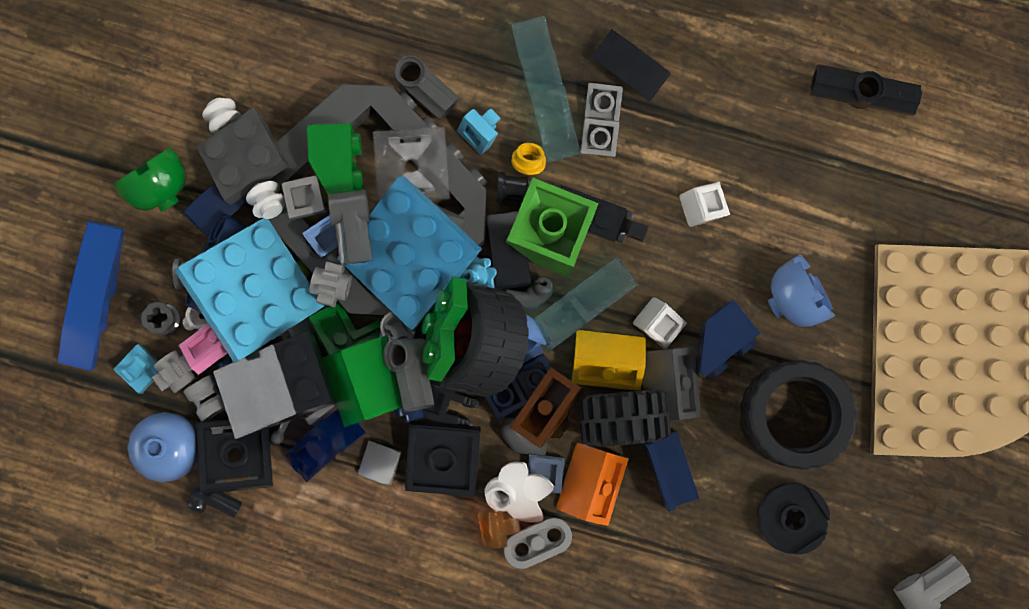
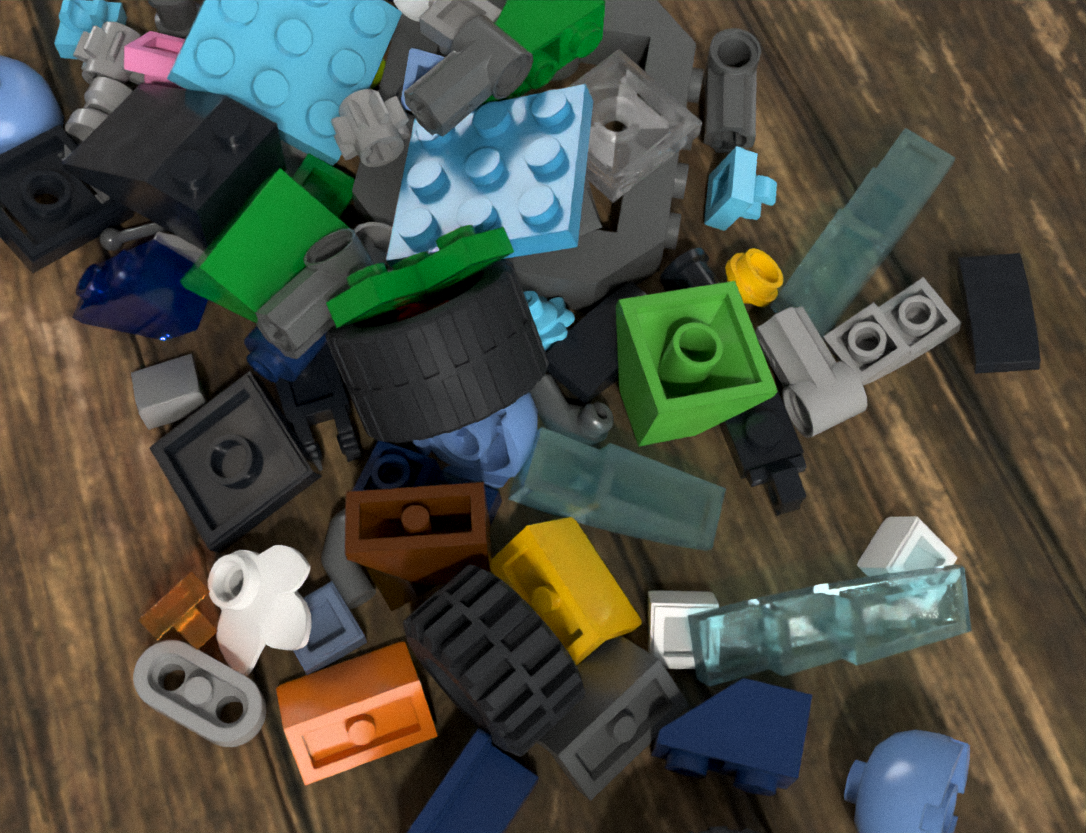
camera: 50 degrees right, 20 degrees down
(602, 176) = (815, 388): none -> light grey piece
(712, 254) = (830, 622): none -> clear light blue slope

